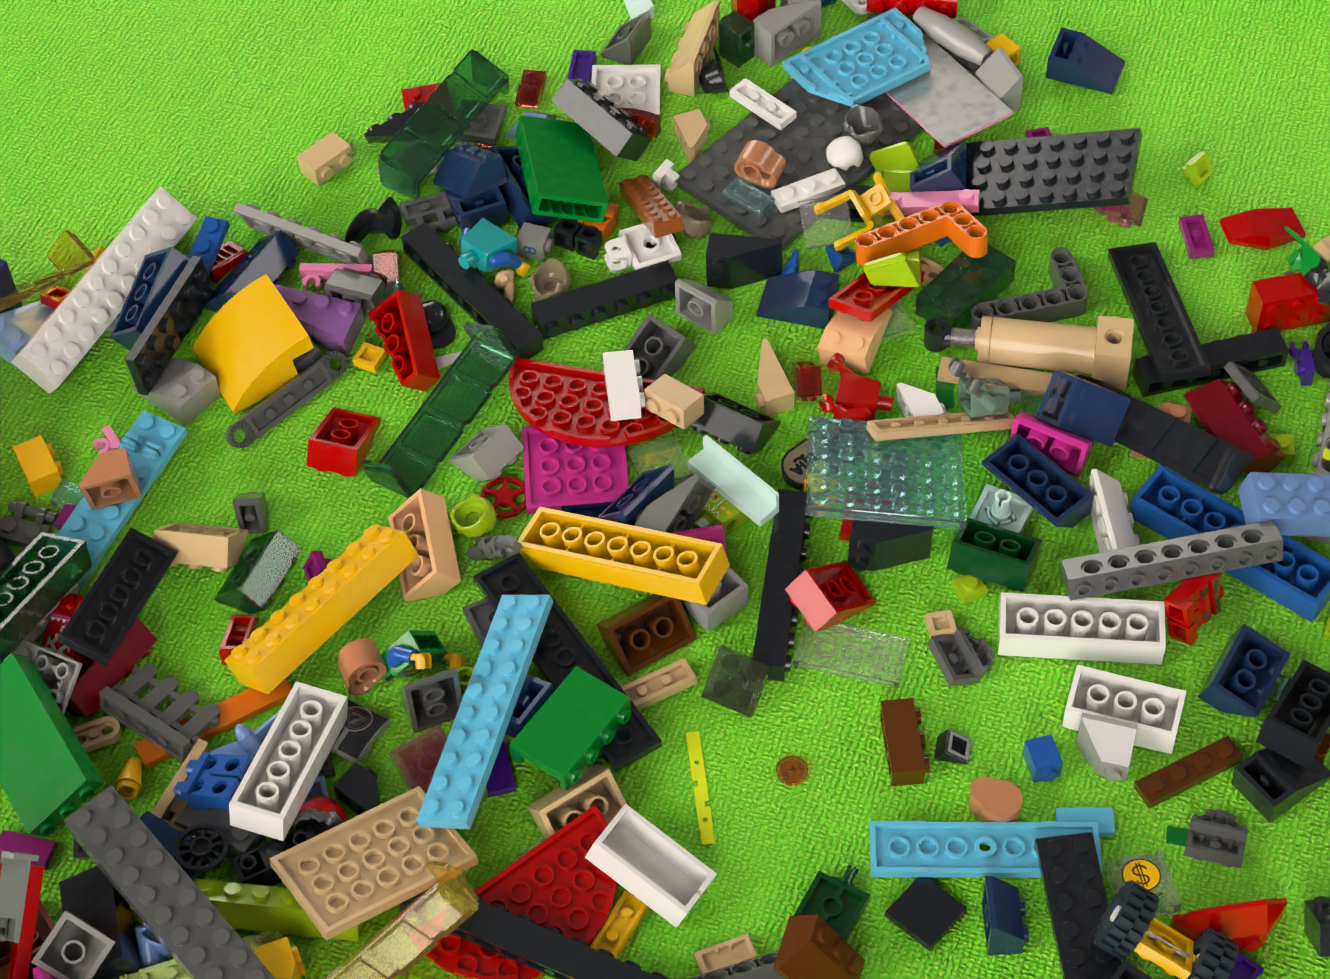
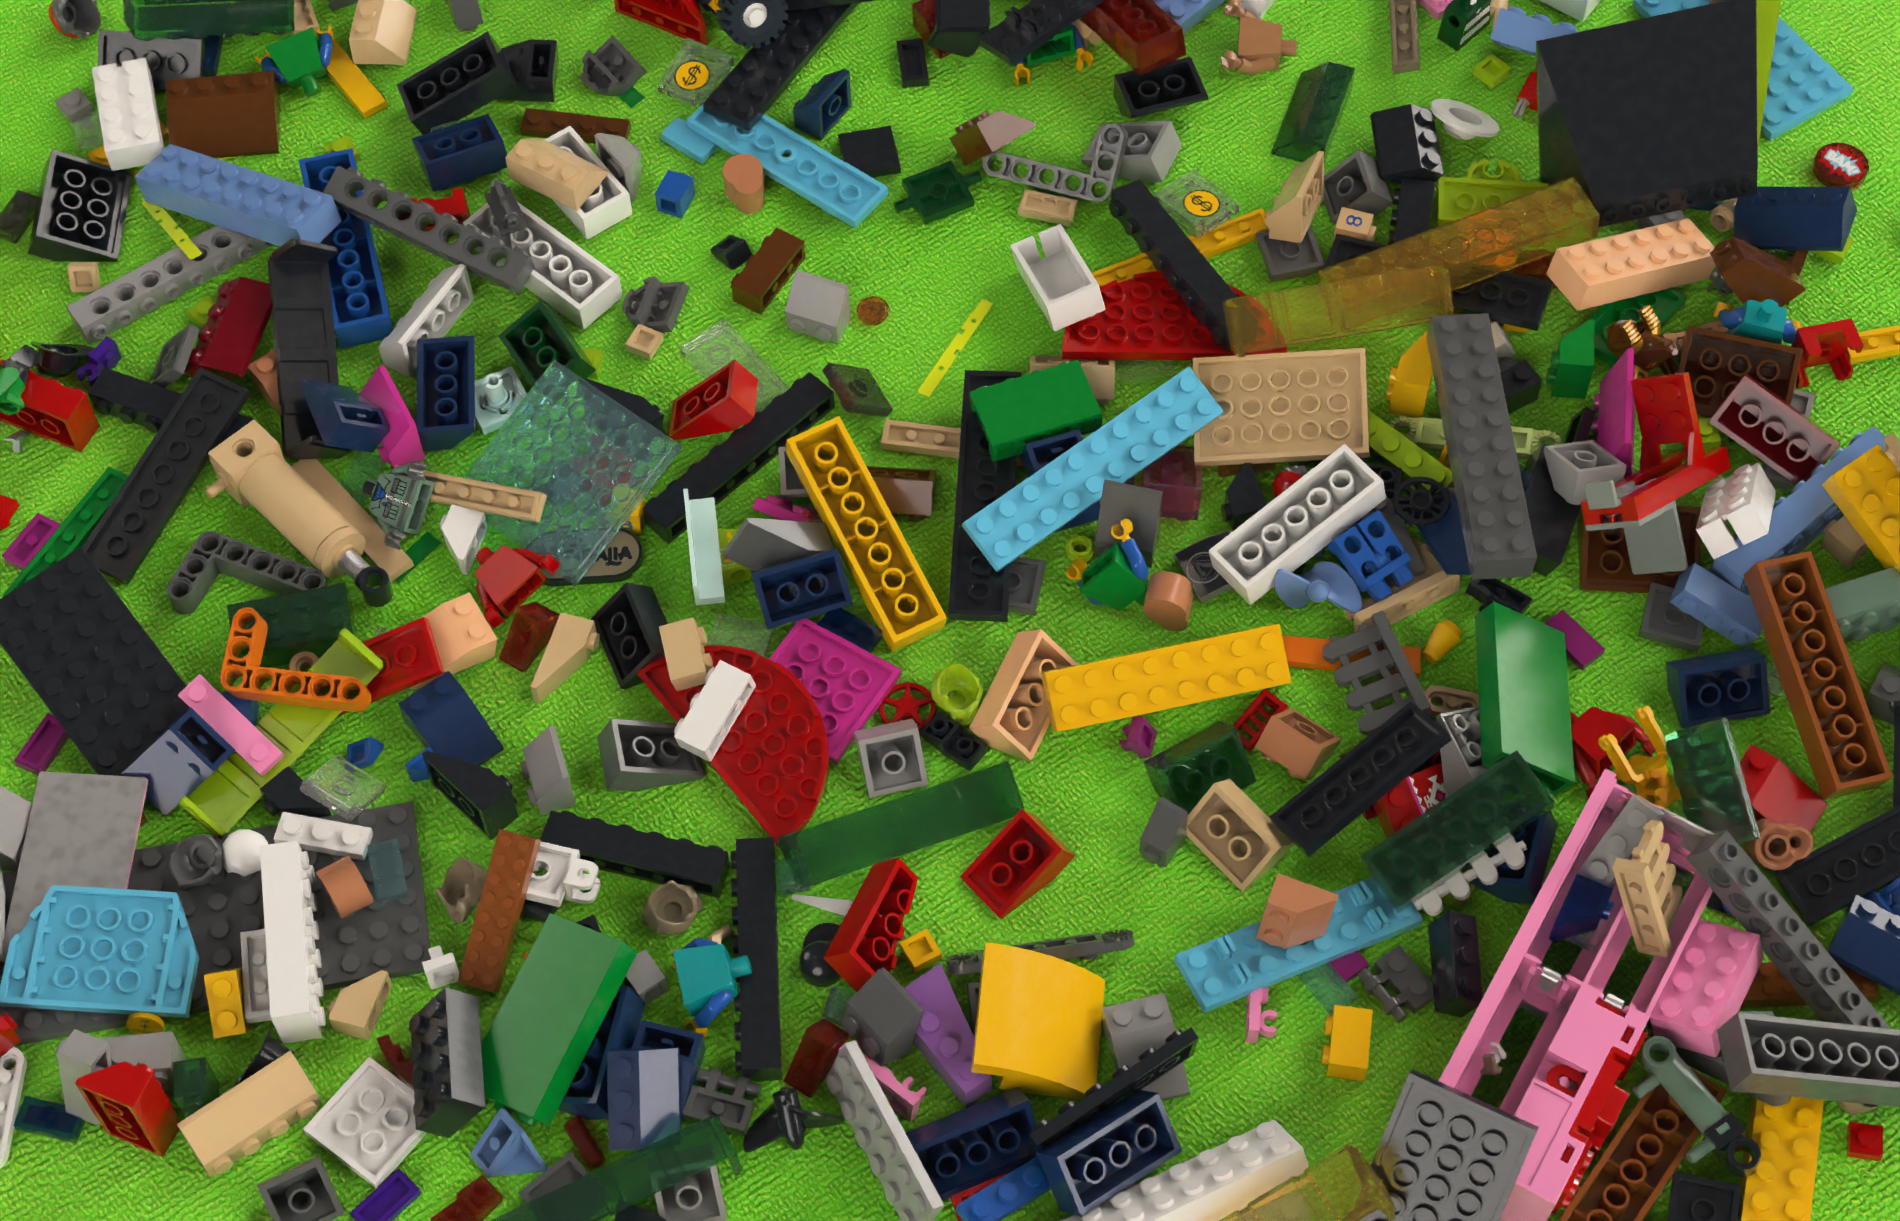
camera: 145 degrees left, 5 degrees up
(195, 635) = (1297, 743): none -> nougat slope
(454, 492) = (953, 742): none -> black slope
(494, 547) = (956, 628): dark grey hinge -> none
(757, 115) = (291, 943): none -> white brick
(769, 78) = (226, 1002): none -> yellow brick
(828, 729) = (818, 307): none -> light grey slope
(868, 205) = (298, 743): yellow piece -> none
(1137, 678) = (553, 171): none -> tan slope
(1138, 624) = (505, 208): none -> dark grey hinge
(1176, 252) = (76, 527): none -> green plate

